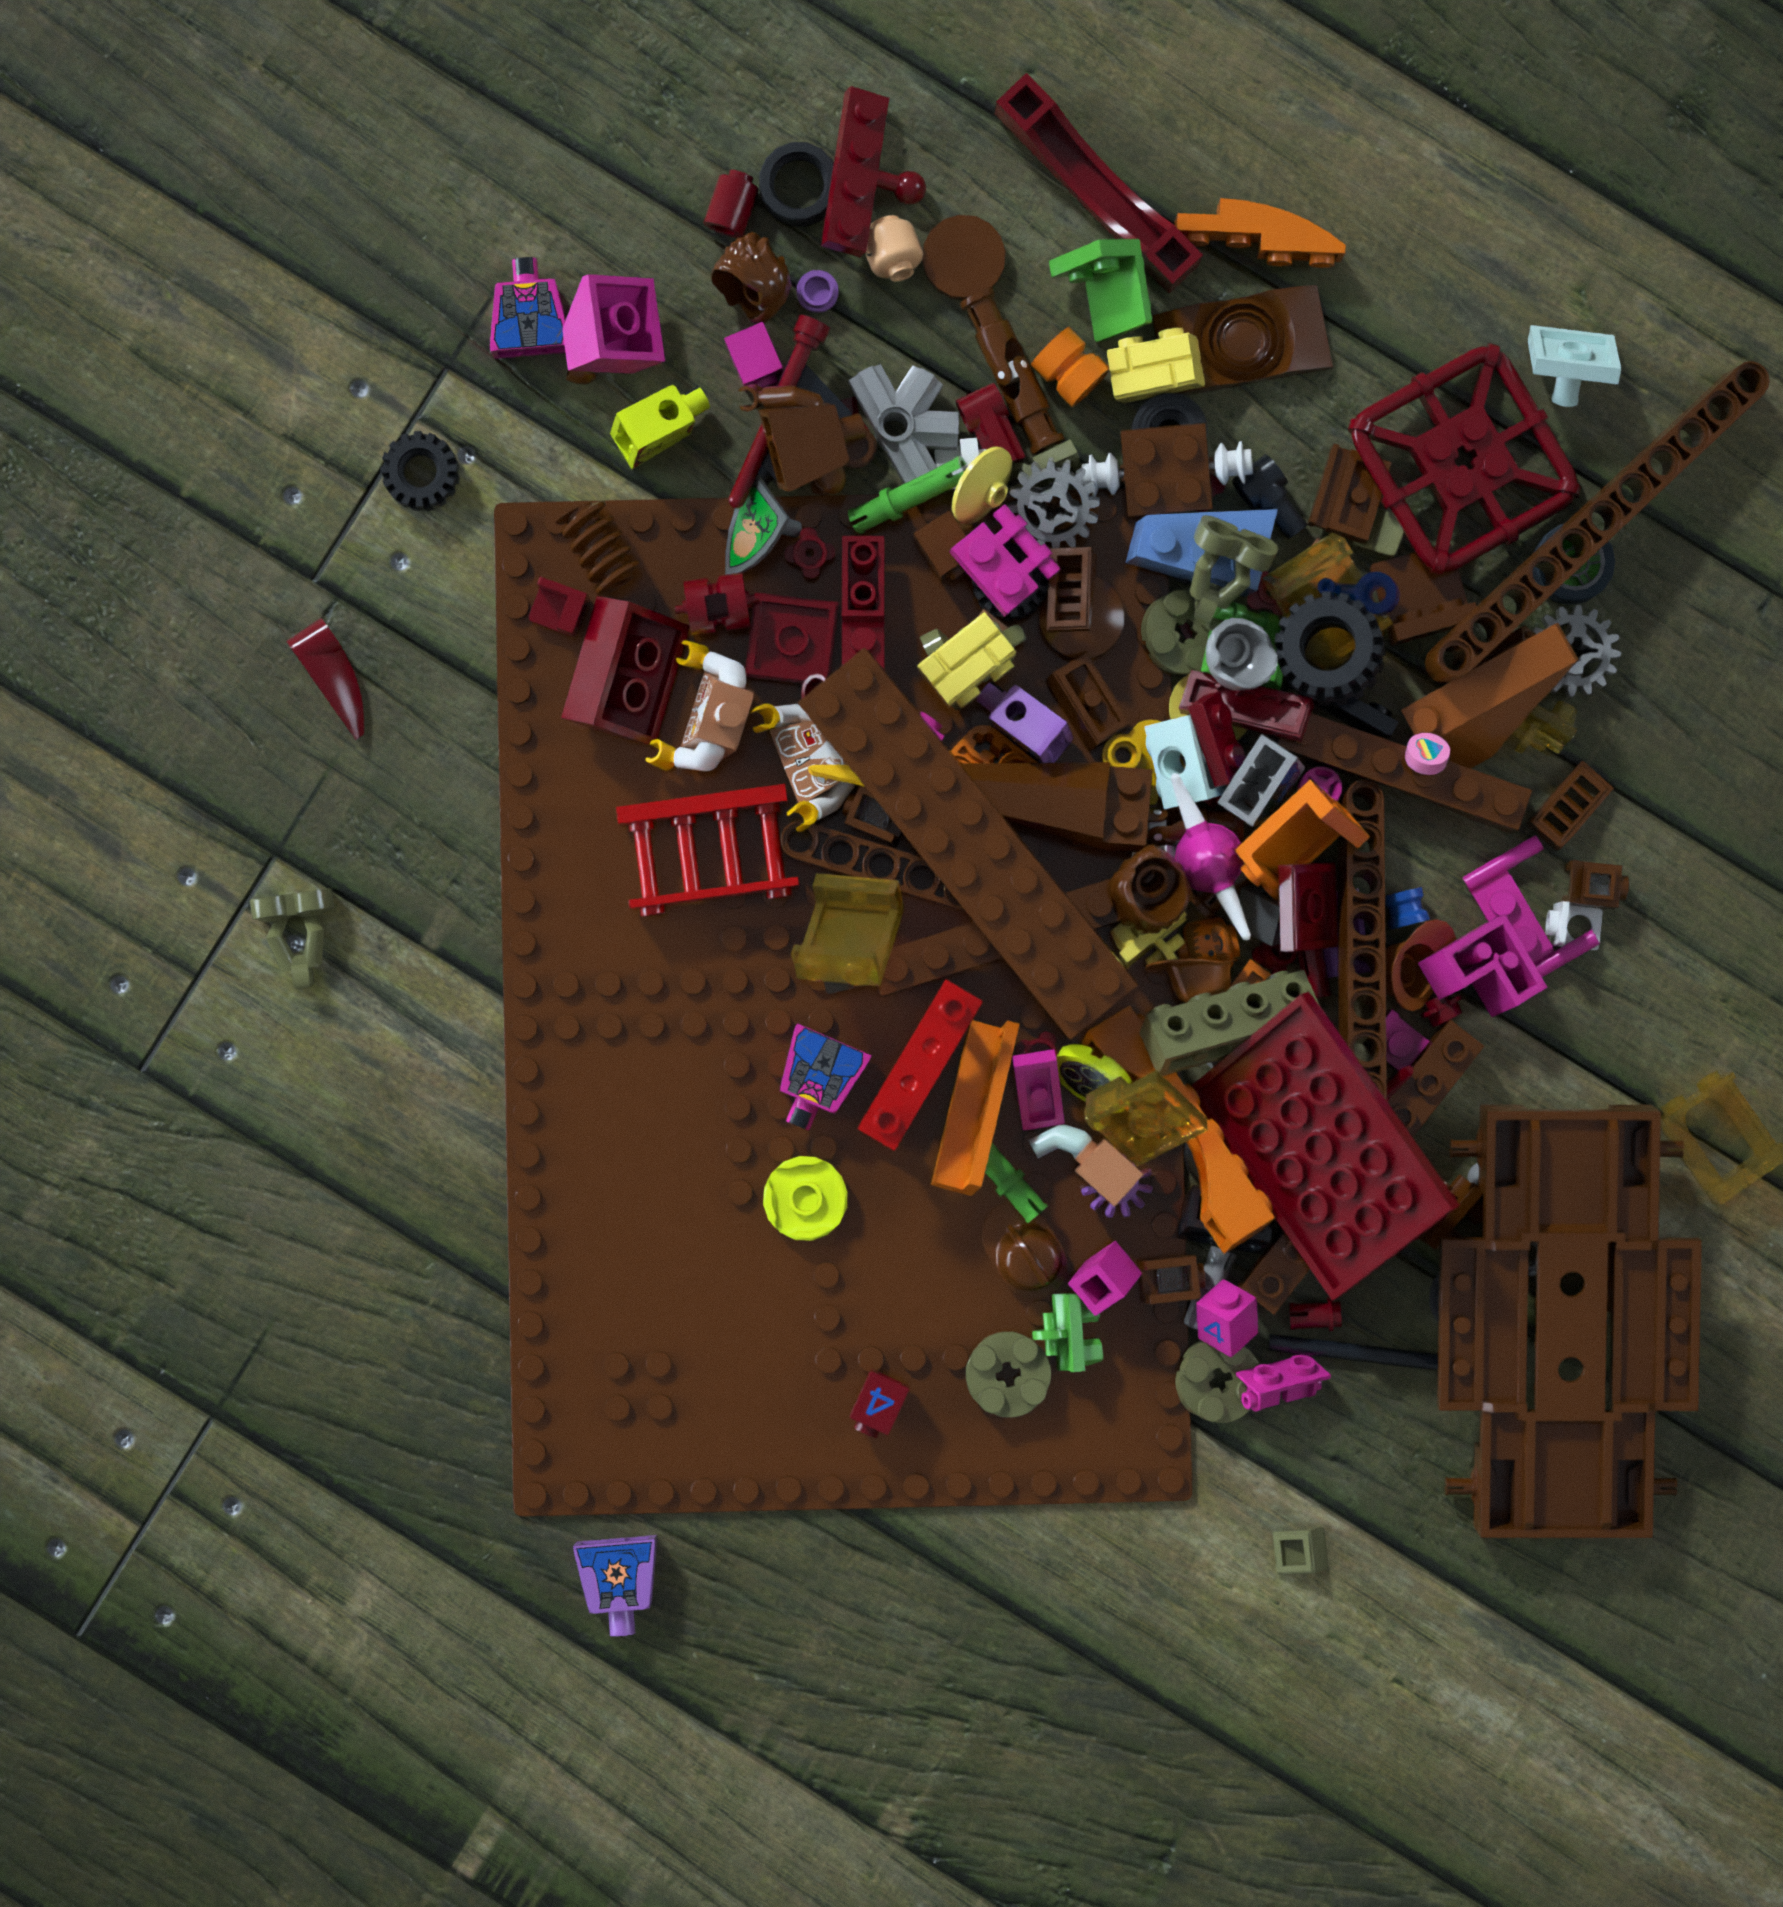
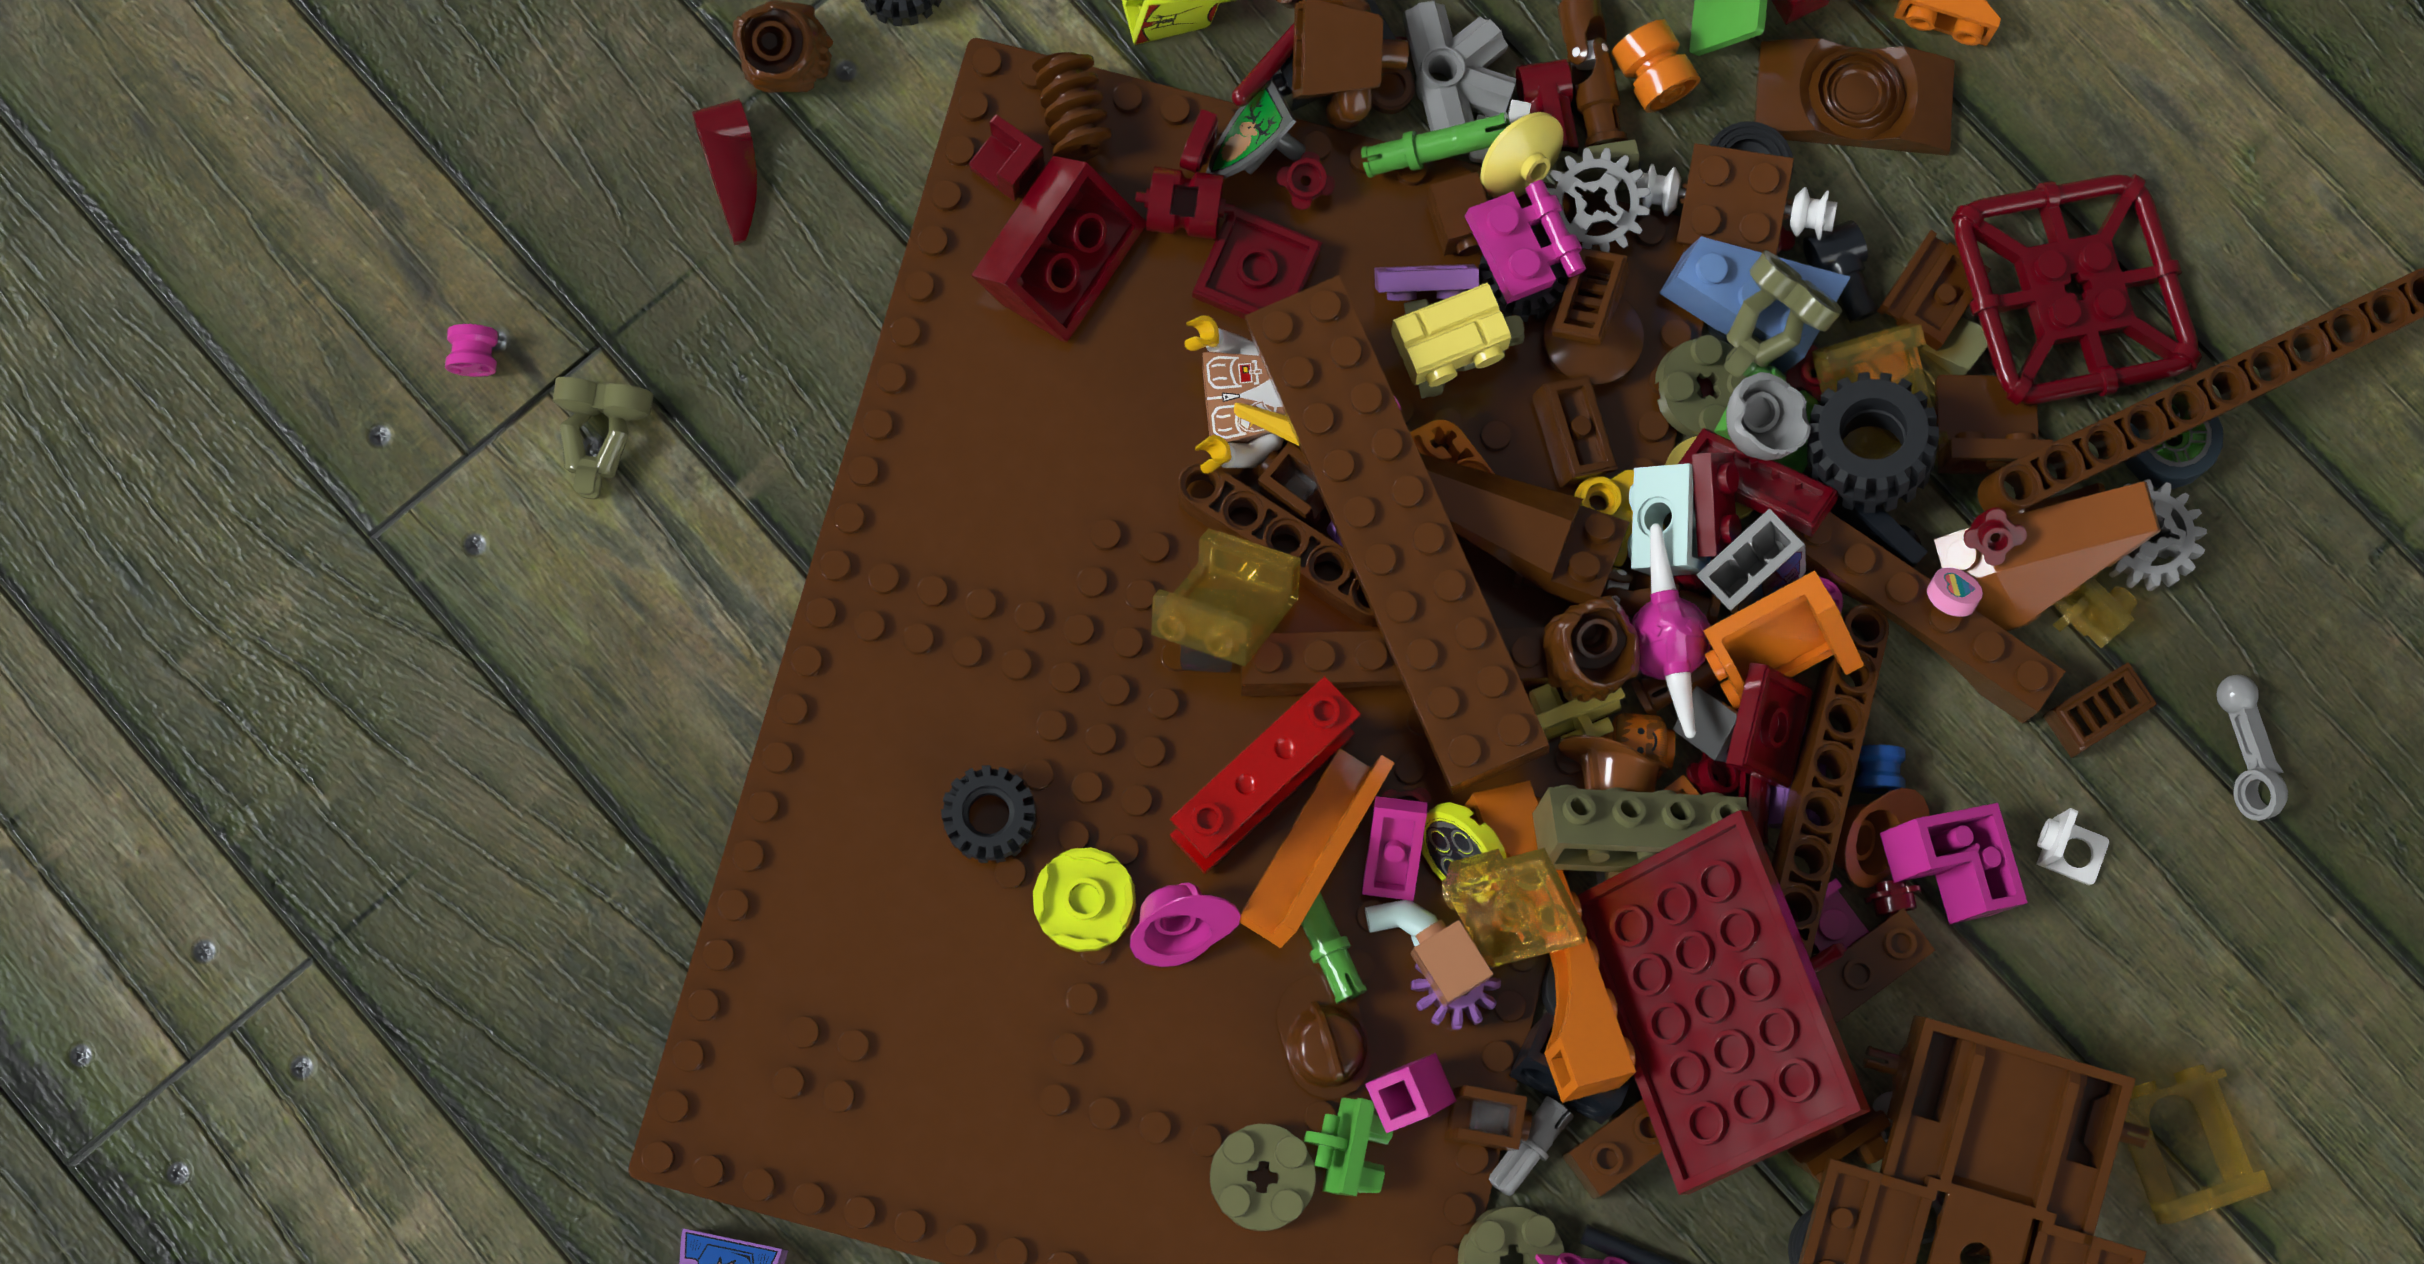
camera: 15 degrees right, 10 degrees down
(172, 895) = (471, 350): none -> dark pink wheel
(343, 563) = (782, 46): none -> reddish brown hair
(682, 815) = (1075, 421): red fence -> none
(683, 1154) = (983, 783): none -> black tyre
(714, 550) = (1200, 142): none -> dark red tile
(716, 715) = (1145, 323): torso -> none
(819, 1074) = (1144, 758): torso -> none
(863, 596) = (1355, 233): dark red slope -> none
(878, 1404) = (1097, 1165): dark red brick -> none
(886, 1199) = (1180, 925): none -> dark pink piece
(948, 606) = (1404, 282): none -> medium lavender plate
(1038, 733) = (1501, 428): medium lavender torso -> none
(1155, 366) = (1752, 89): light yellow brick -> none
(1227, 1318) = (1543, 1184): dark pink brick -> none
(1317, 1315) = (1649, 1216): dark red pin -> none
(1364, 590) = (1935, 388): clear blue plate -> none
(1442, 693) = (1992, 522): none -> dark red plate
(1498, 894) = (1990, 780): dark pink plate -> none
(1573, 358) = (2226, 212): light aqua tile -> none
(1596, 885) = (2111, 806): reddish brown window -> none
(1677, 764) = (2239, 698): none -> light grey piece

